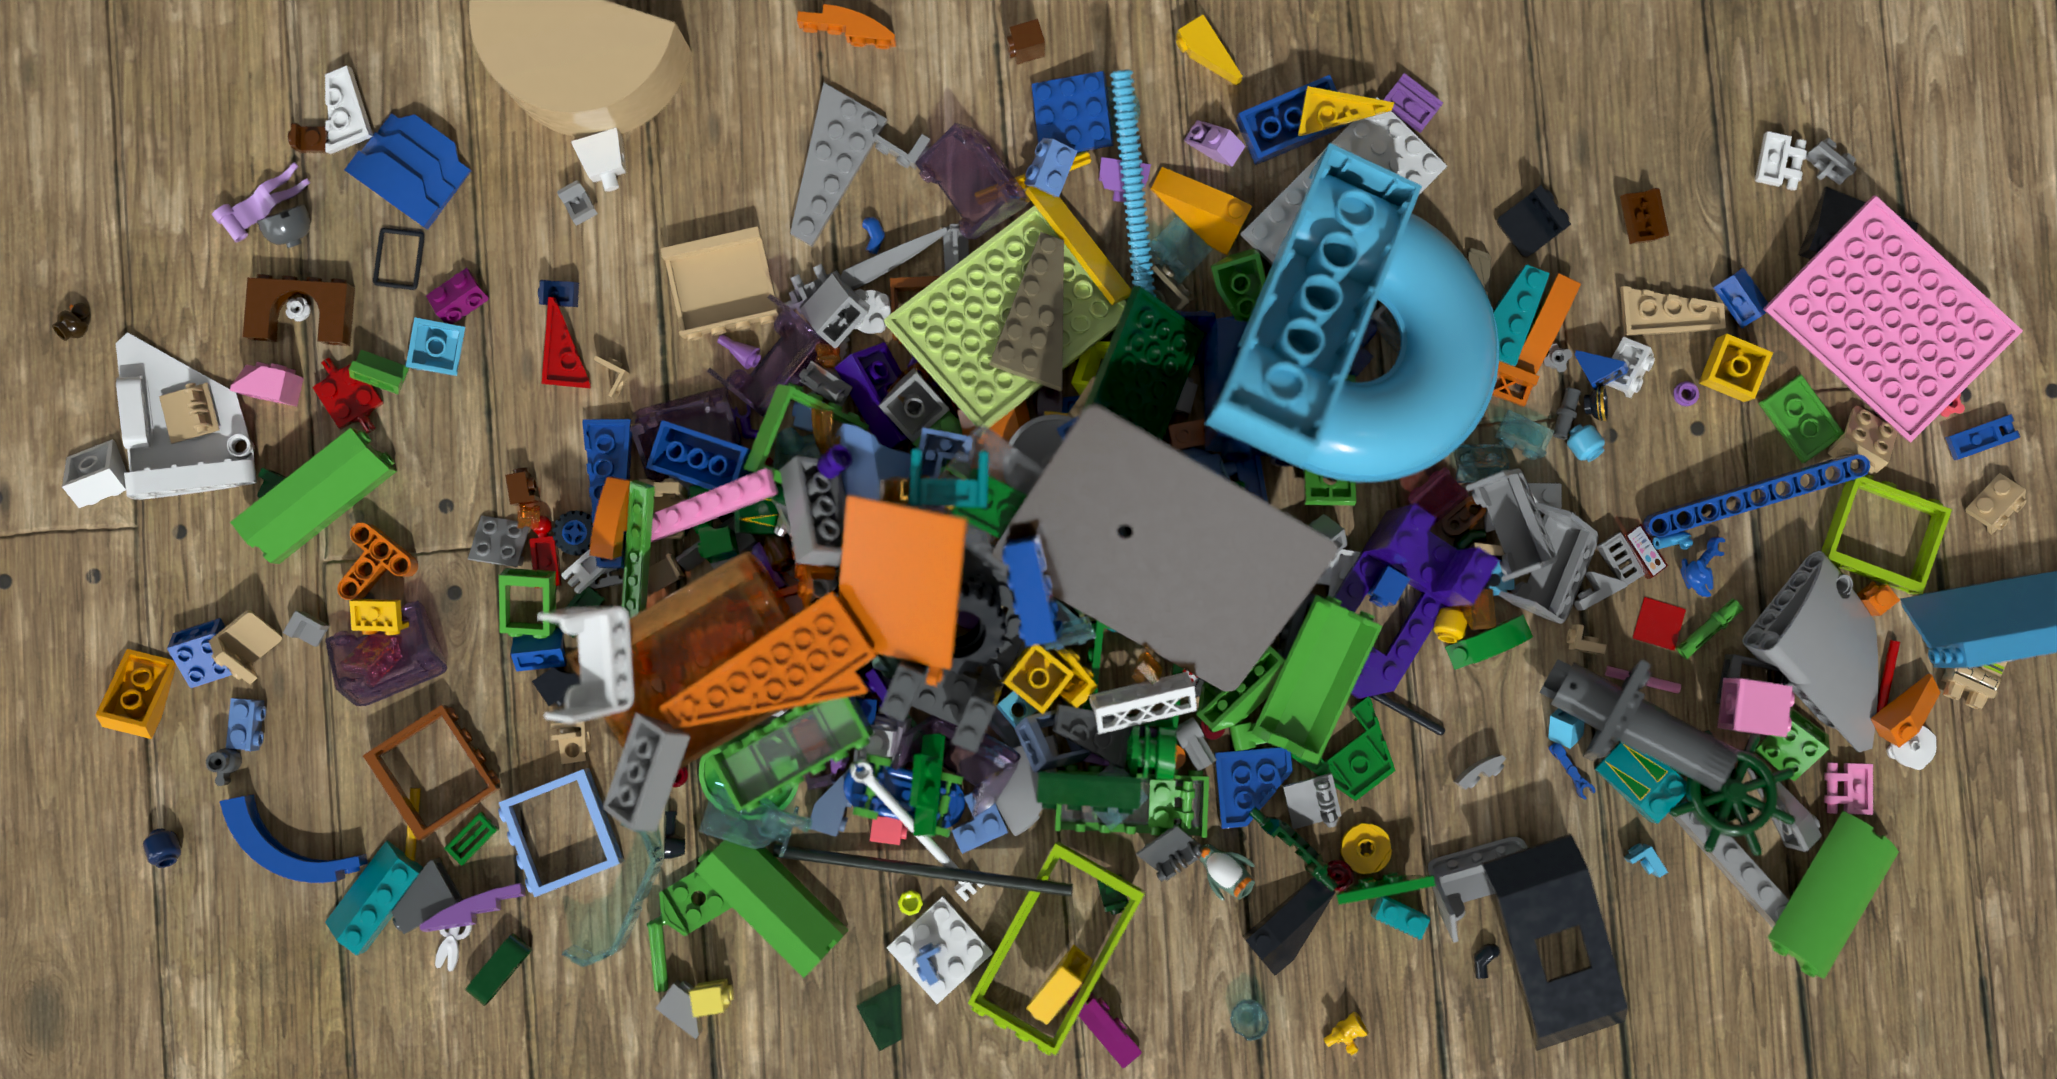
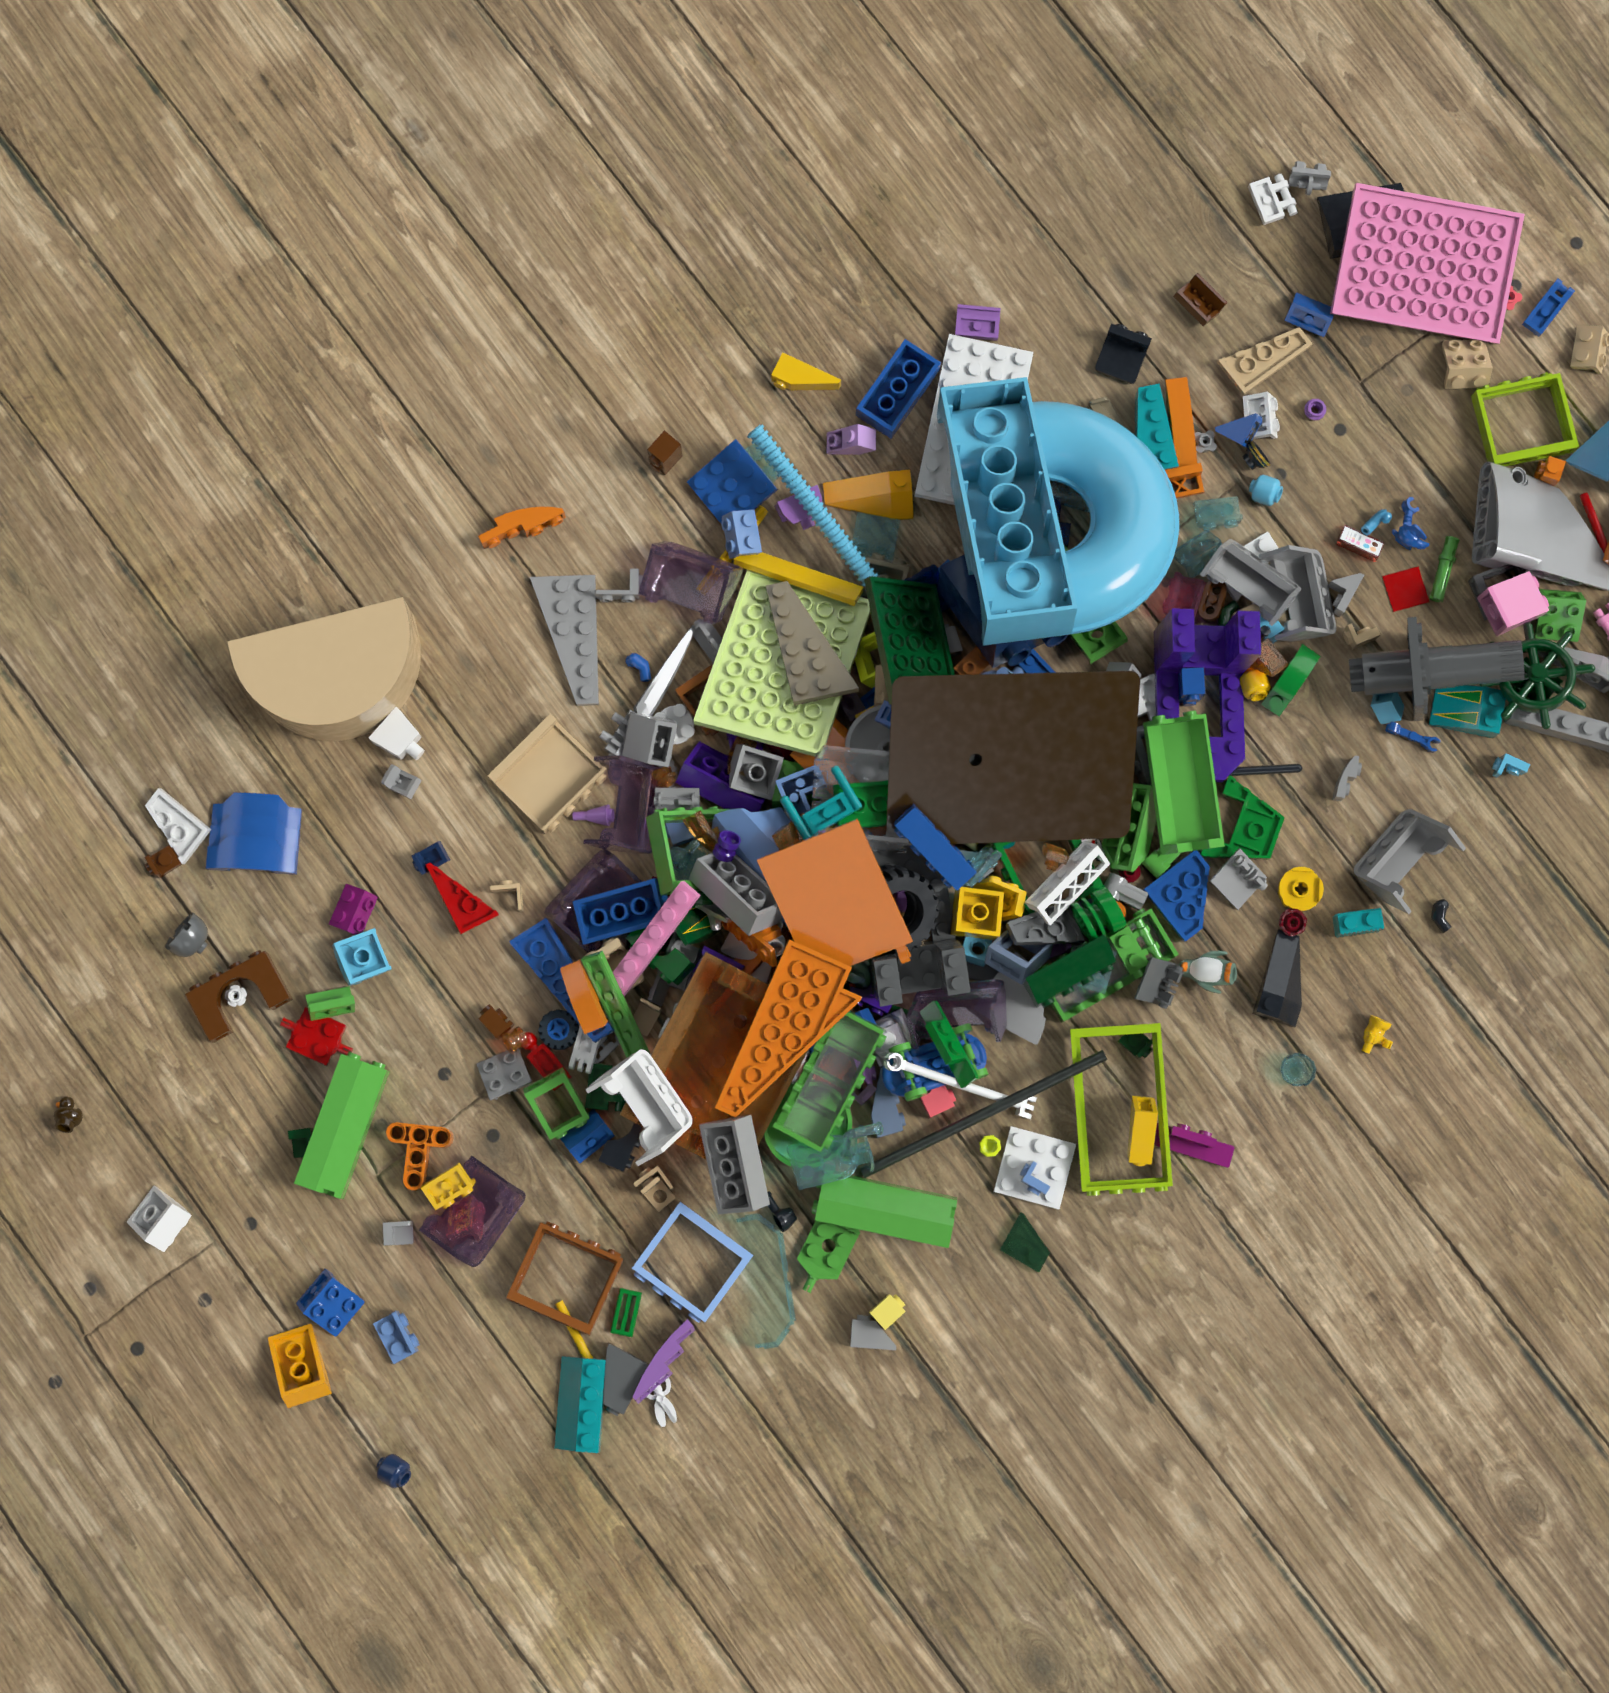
camera: 35 degrees left, 5 degrees down
(186, 466) = (201, 1141): white panel -> none
(189, 412) = (202, 1126): tan hinge -> none
(224, 762) = (400, 1374): dark grey piece -> none
(243, 644) = (358, 1273): tan bracket -> none
(256, 840) = (468, 1420): blue arch -> none
(258, 206) = (154, 937): lavender flag -> none
(269, 383) = (252, 1064): bright pink slope -> none
(418, 261) = (299, 889): black piece -> none
(498, 969) = (711, 1397): dark green beam -> none
(658, 955) = (826, 1307): bright green axle -> none
(747, 431) = (640, 873): dark purple arm -> none
(778, 553) = (724, 944): dark brown brick -> none
(979, 829) = (1007, 1053): medium blue brick -> none
(1239, 282) = (938, 530): bright green wedge -> none
(1315, 862) = (1257, 919): dark green plate -> none
(1330, 109) = (922, 363): yellow wing -> none
(1390, 884) = (1334, 902): green wing -> none
(1543, 894) = (1449, 836): black piece -> none
(1566, 413) = (1238, 478): dark grey pin -> none
(1624, 547) = (1344, 549): light grey slope -> none
(1652, 682) = (1425, 636): bright pink bar -> none
(1735, 367) = (1338, 368): yellow brick -> none
(1767, 491) = (1422, 446): blue beam -> none
(1801, 418) = (1410, 375): bright green tile -> none

